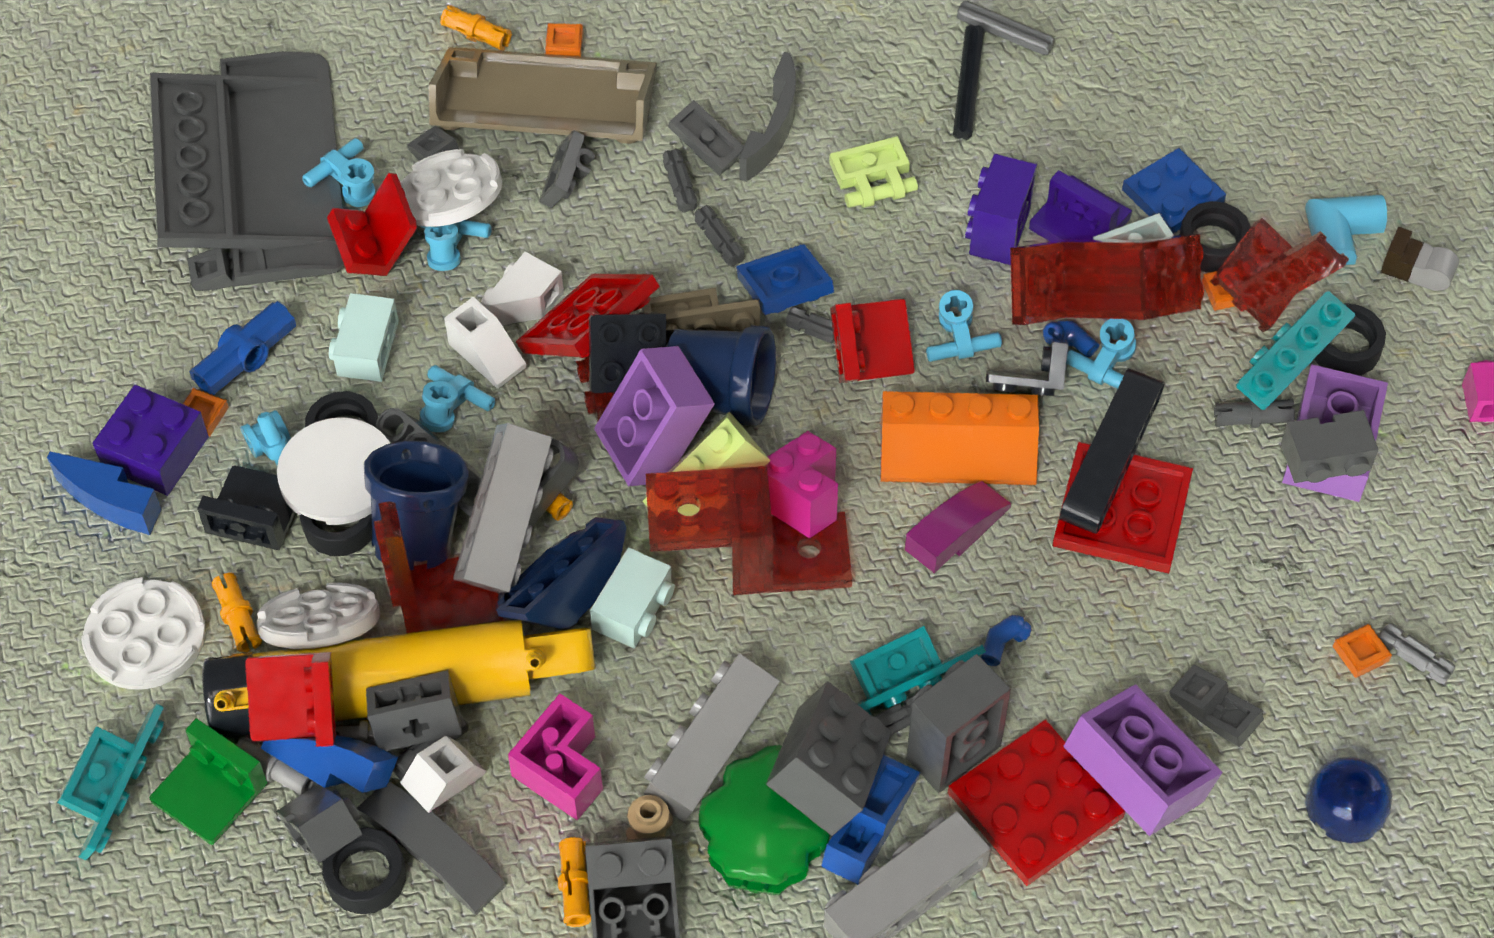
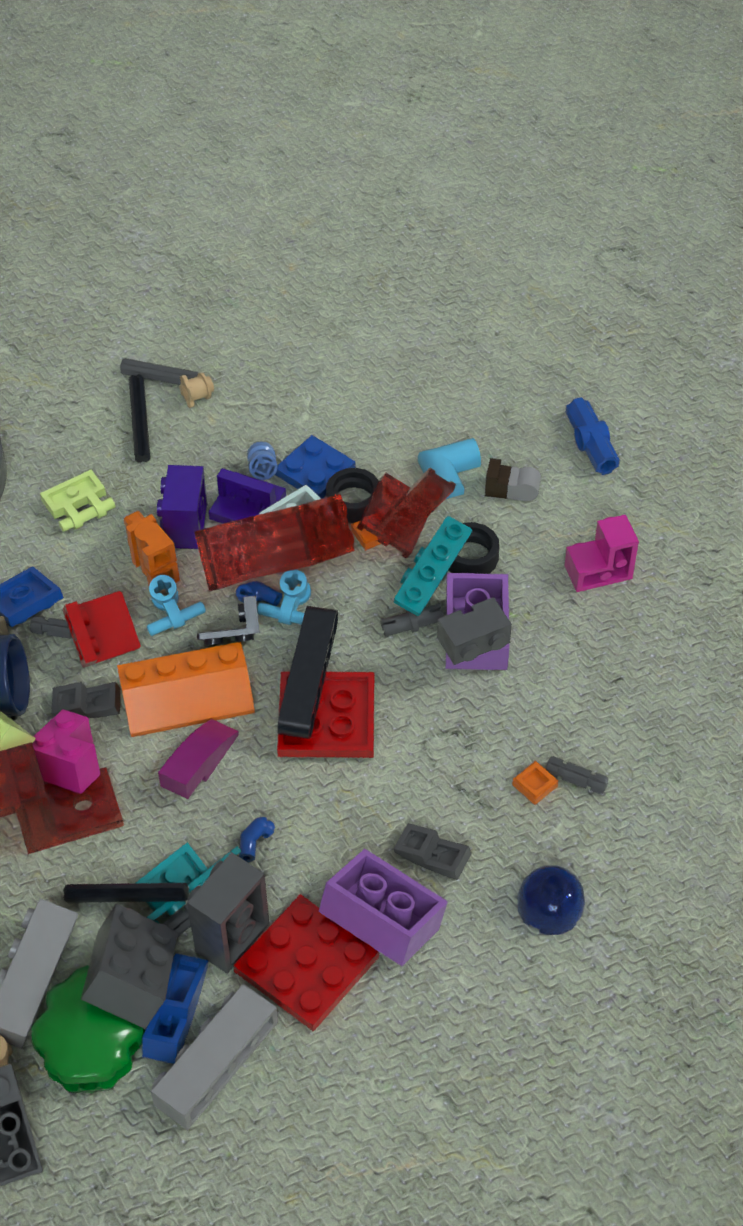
camera: 15 degrees left, 5 degrees down
(837, 426) = (88, 702): none -> dark grey slope
(840, 669) = (126, 892): none -> black axle
(951, 252) = (150, 547): none -> orange hips
(1046, 57) = (196, 388): none -> tan brick
(1109, 169) = (261, 454): none -> medium blue wheel

